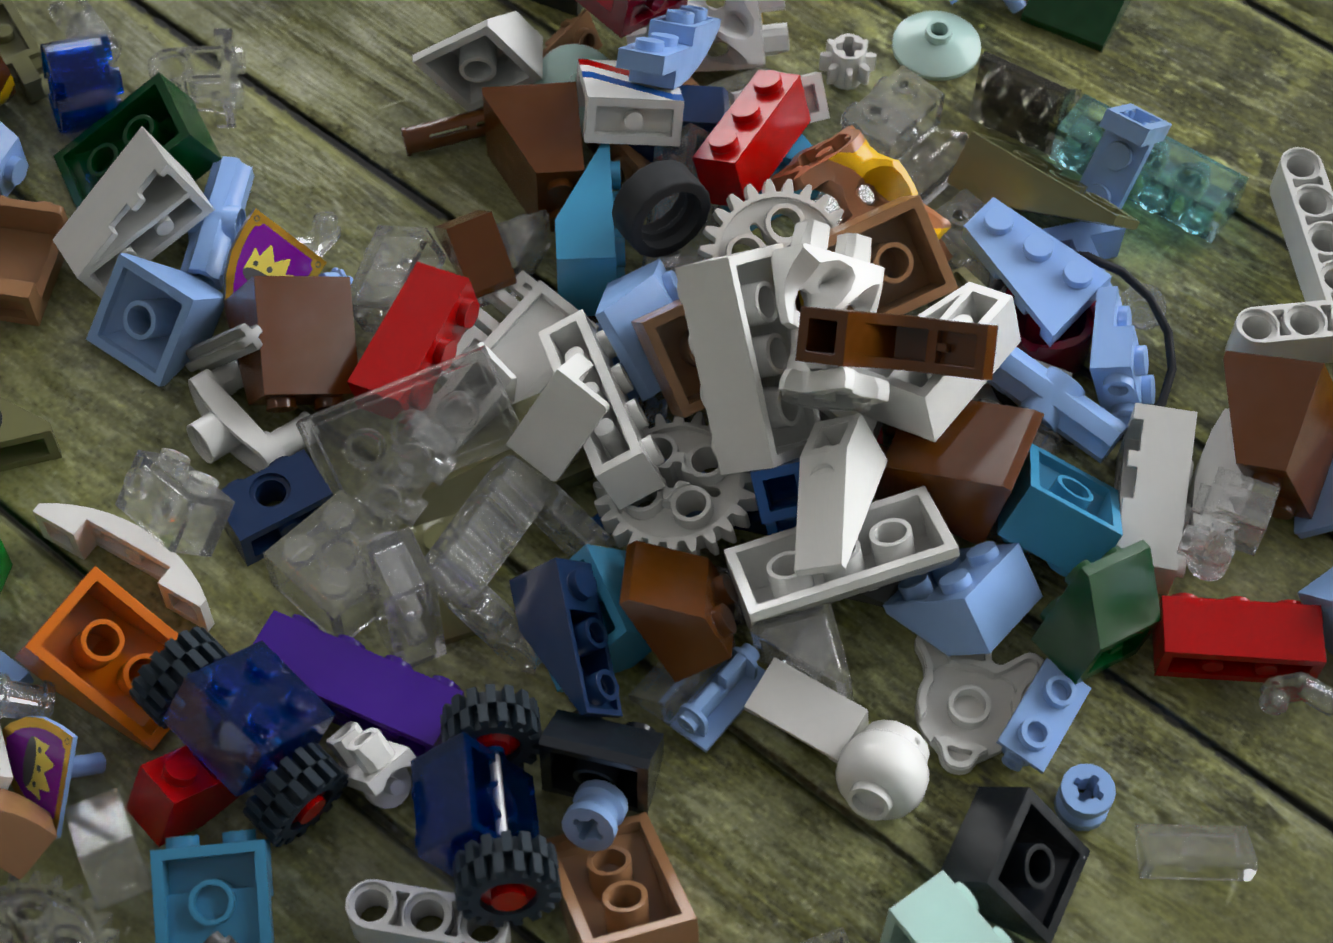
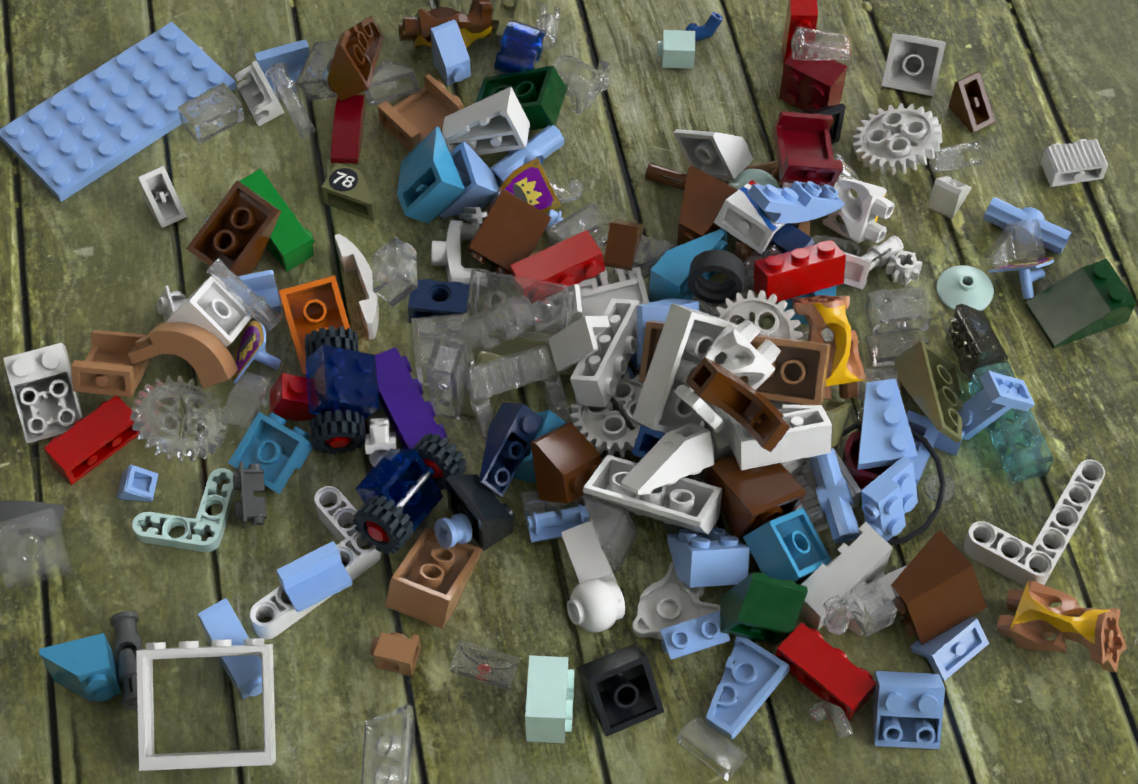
camera: 40 degrees right, 0 degrees up
(103, 338) = (428, 179): none -> dark azure slope
(804, 52) = (891, 246): none -> white pin
(1078, 809) = (677, 691): light blue wheel -> none
(1160, 736) = (745, 685): none -> light blue wing

